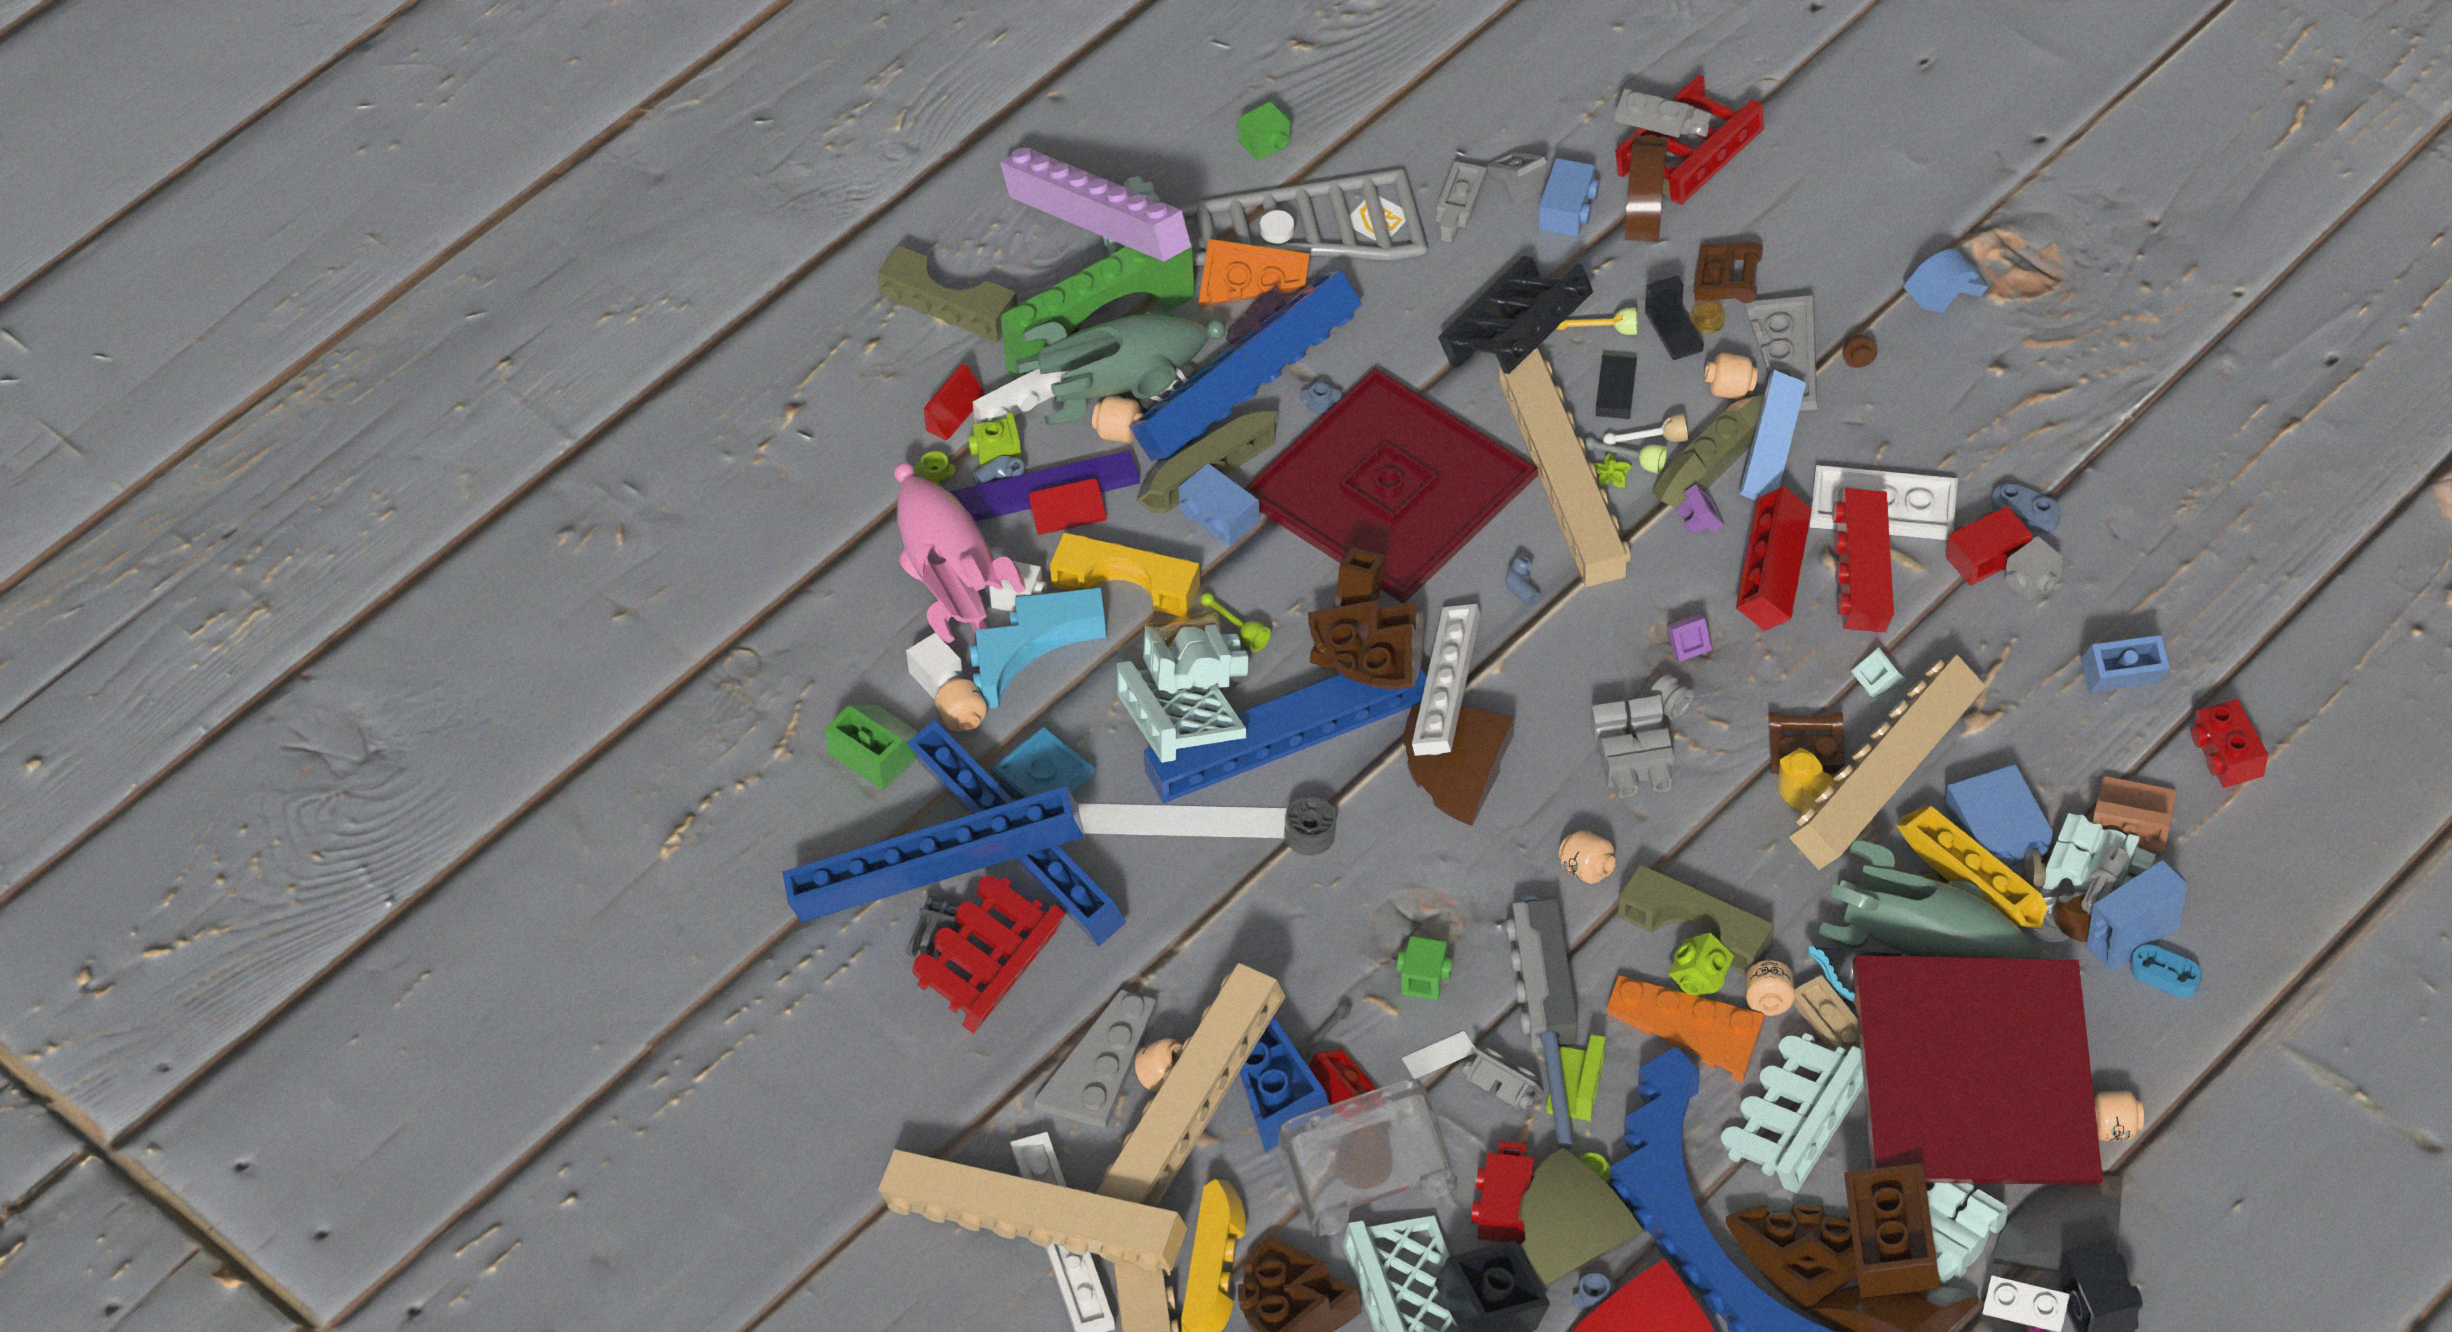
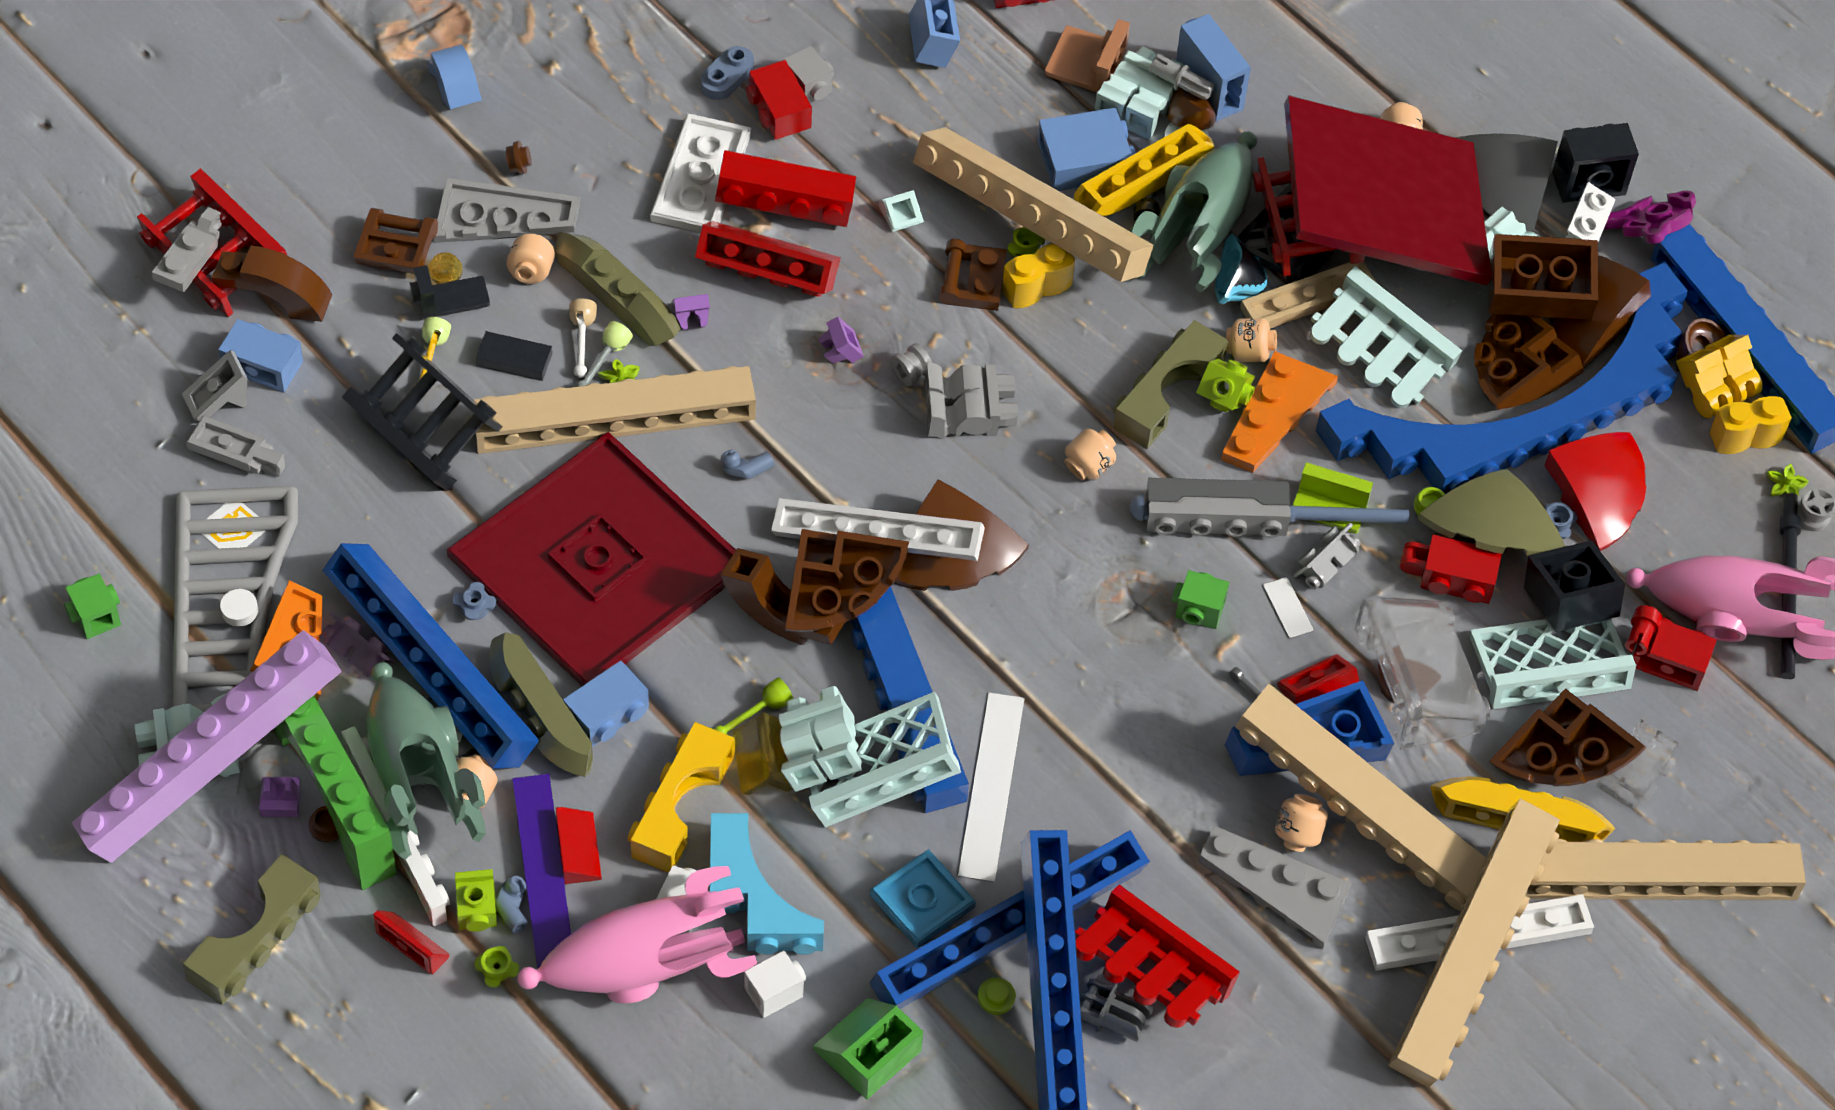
camera: 90 degrees left, 5 degrees up
(959, 704) = (829, 964): light nougat head -> none
(1299, 823) = (1013, 671): dark grey wheel -> none
(1772, 435) = (619, 236): light blue tile -> none
(2034, 871) = (1148, 131): dark tan piece -> none
(2166, 971) = (1263, 69): dark azure beam -> none

